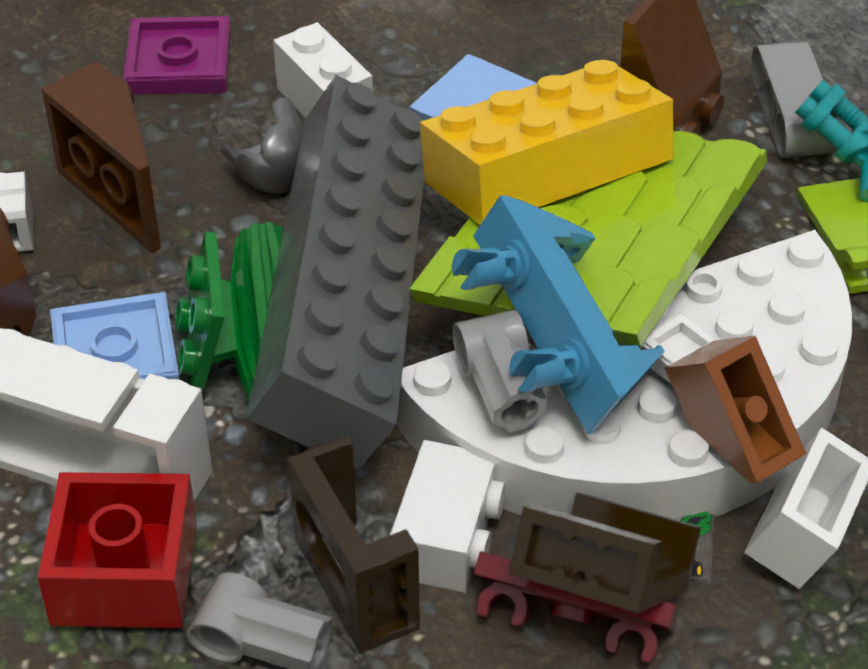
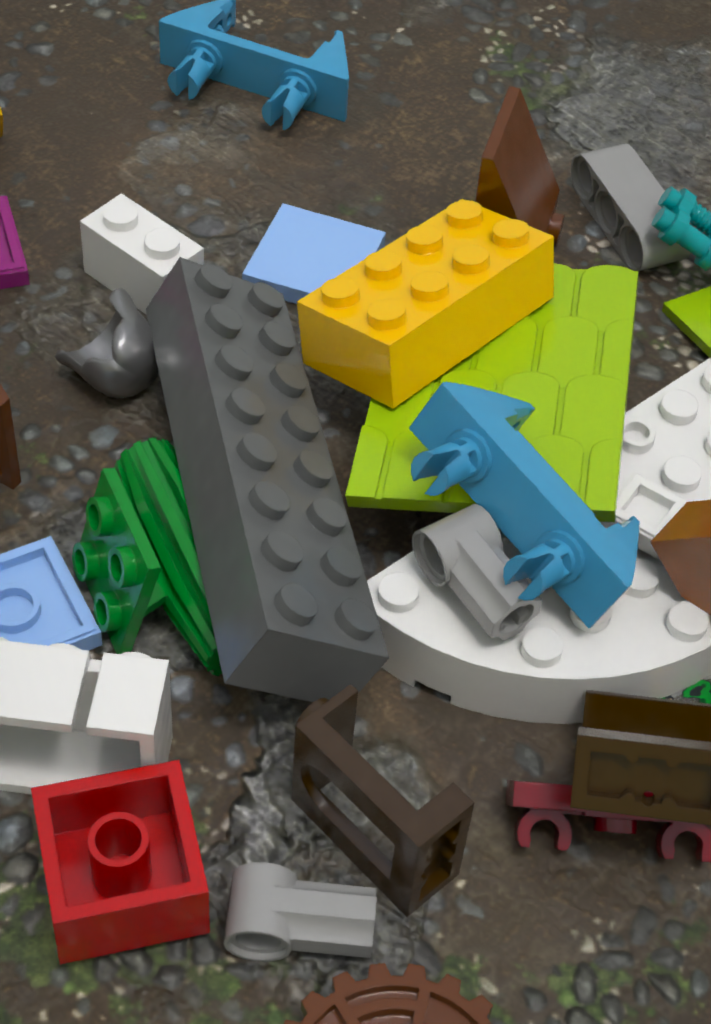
camera: 20 degrees left, 5 degrees up
(449, 511) = (452, 736): white piece -> none

